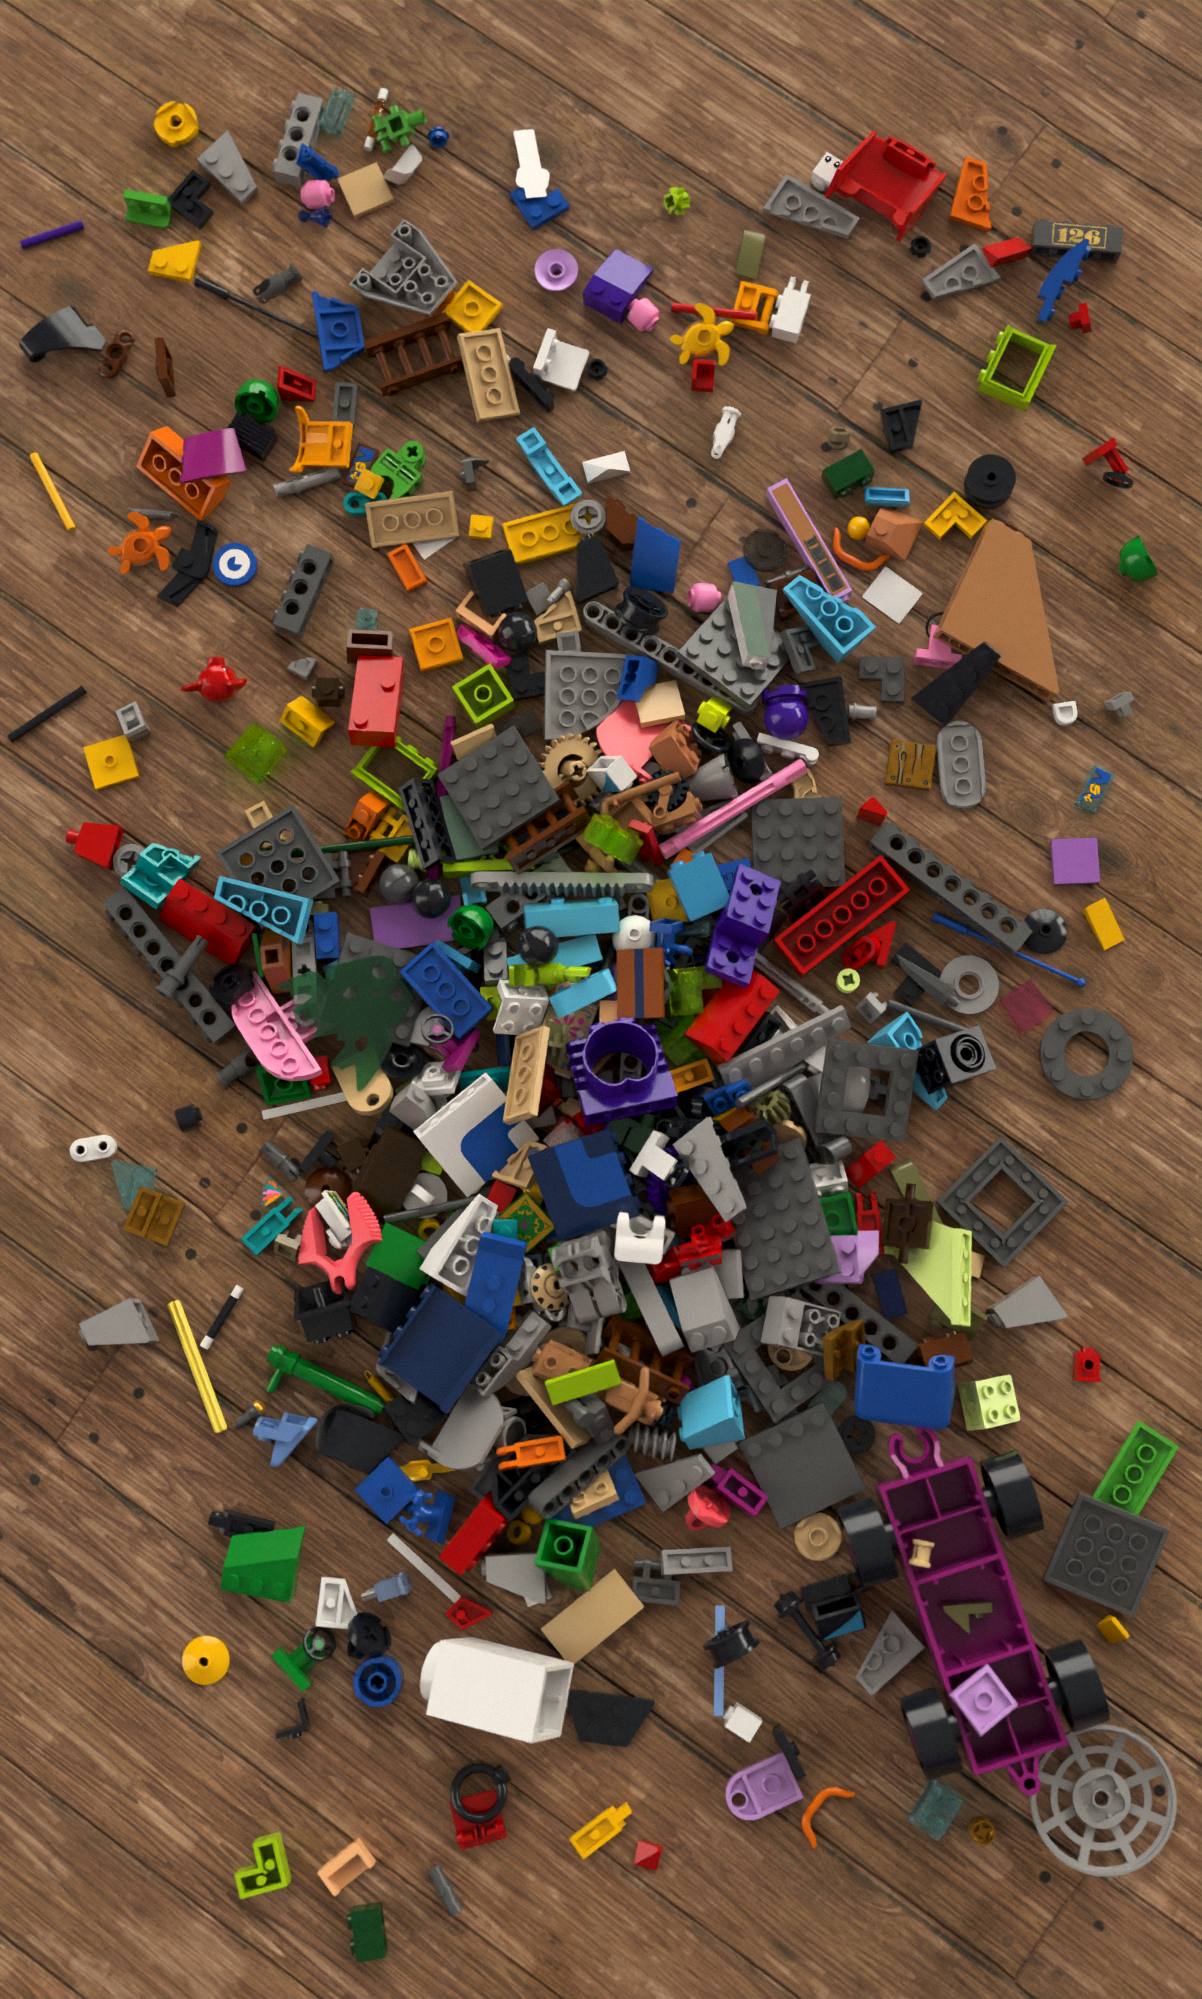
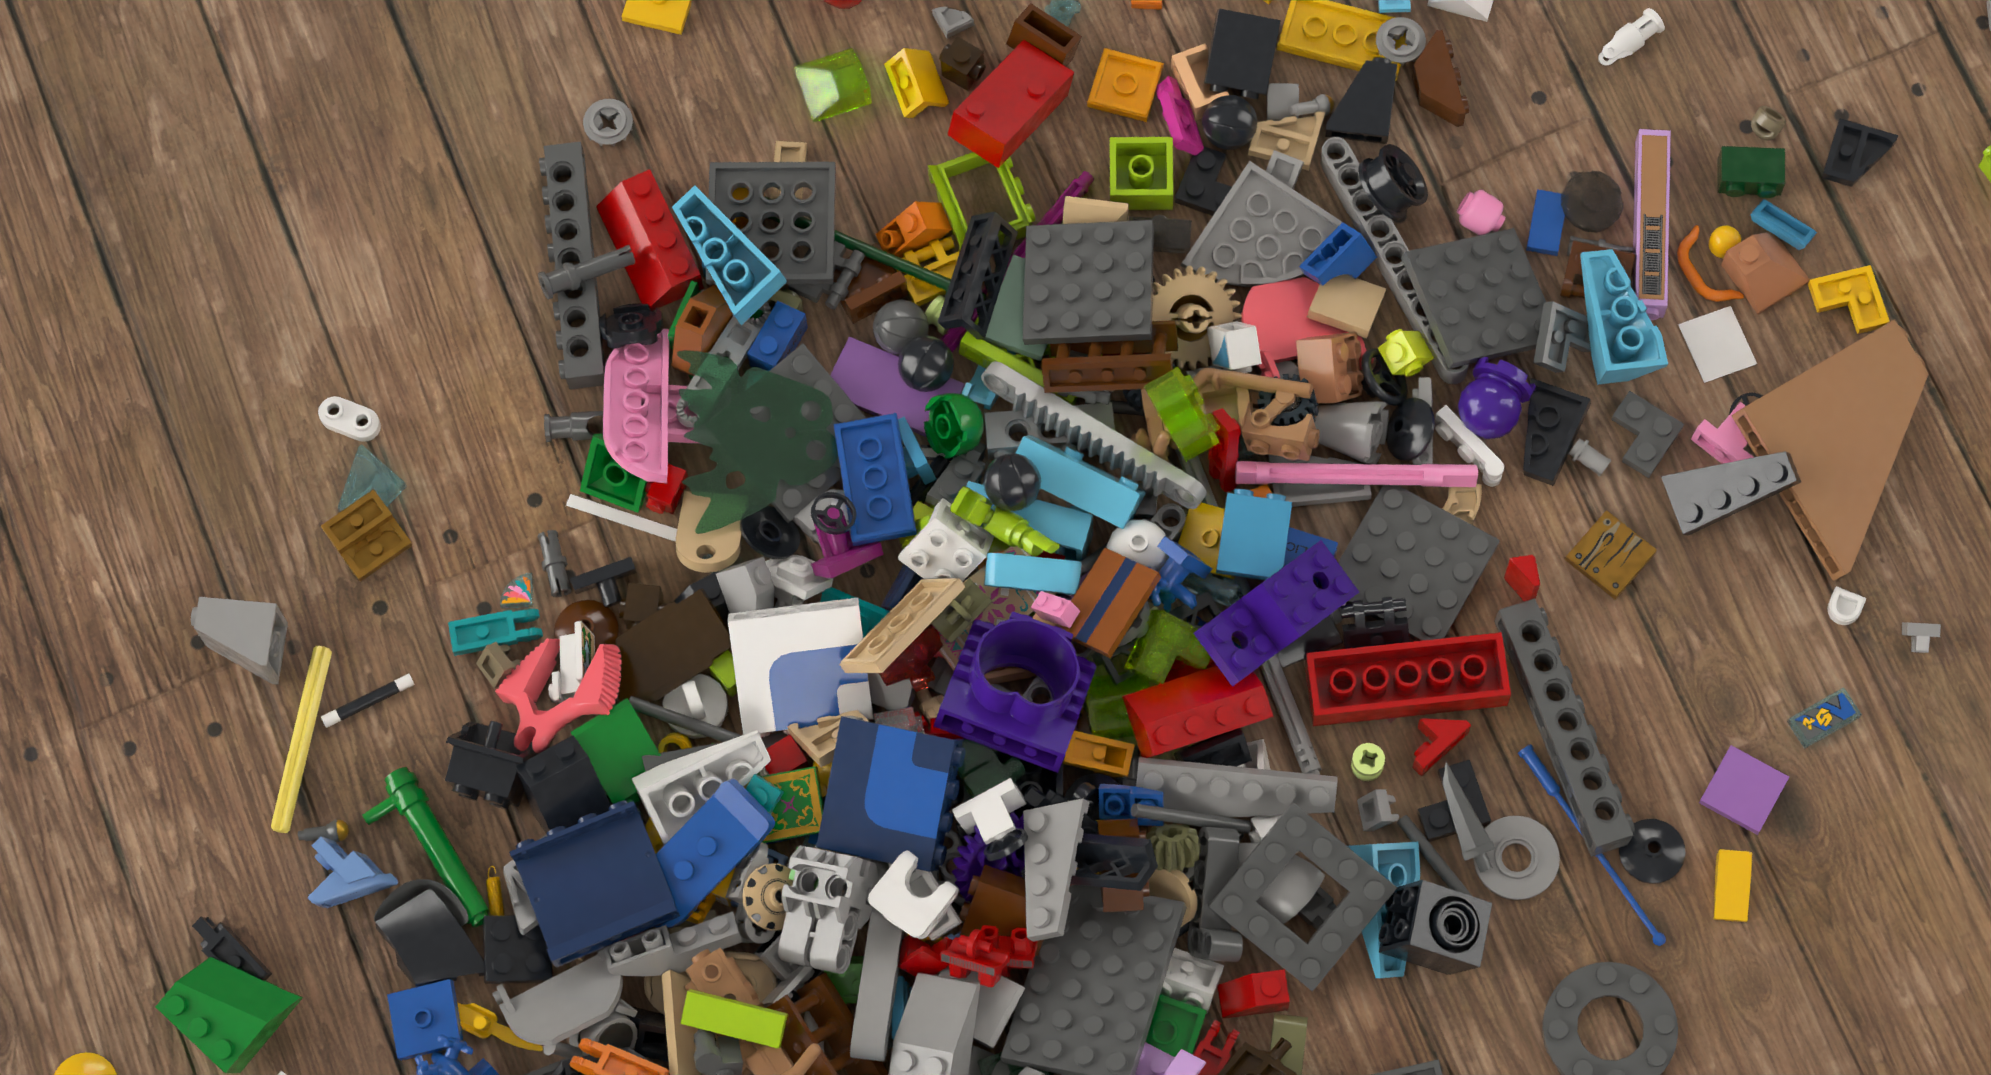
camera: 30 degrees right, 10 degrees down
(96, 843) = (583, 77): red torso -> none
(157, 873) = (629, 149): teal slope -> none
(189, 1118) = (480, 448): black plate -> none
(612, 1007) = (1055, 609): none -> bright pink piece
(654, 558) = (1449, 132): blue slope -> none
(753, 621) = (1523, 267): slope -> none
(863, 952) = (1405, 735): red plate -> none
(960, 765) = (1673, 592): light grey tile -> none
(989, 481) = (1922, 277): black wheel -> none
(1026, 1005) = (1573, 926): clear pink piece -> none

